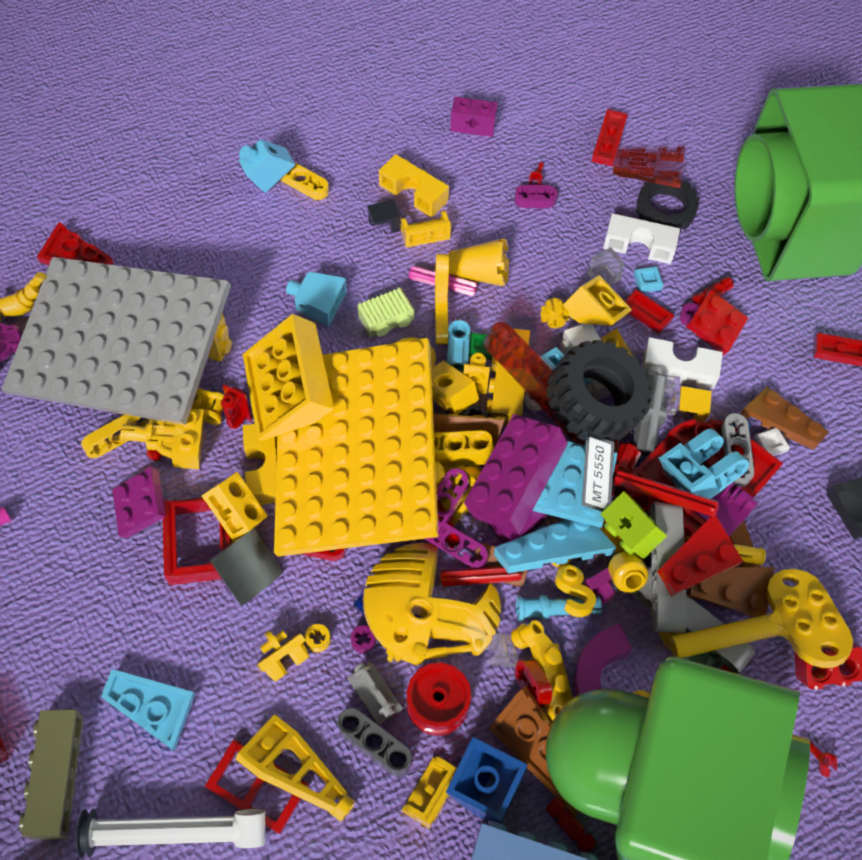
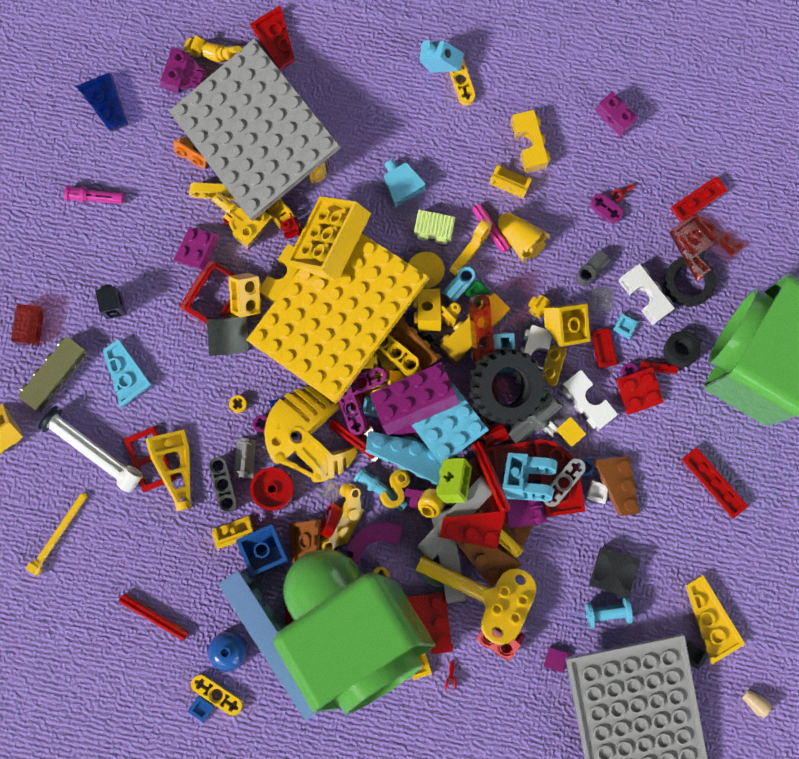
camera: 40 degrees right, 20 degrees up
(58, 415) = (185, 148): none -> orange hinge
(72, 629) = (110, 302): none -> black brick
(271, 663) = (203, 399): yellow hips -> none
(384, 213) = (490, 151): black panel -> none
(473, 528) = (369, 408): none -> medium azure tile
(571, 251) = (592, 268): none -> dark grey piece
(597, 472) = (462, 434): sticker -> none
(673, 416) = (550, 429): none -> white bush
(721, 251) = (691, 344): none -> black tyre

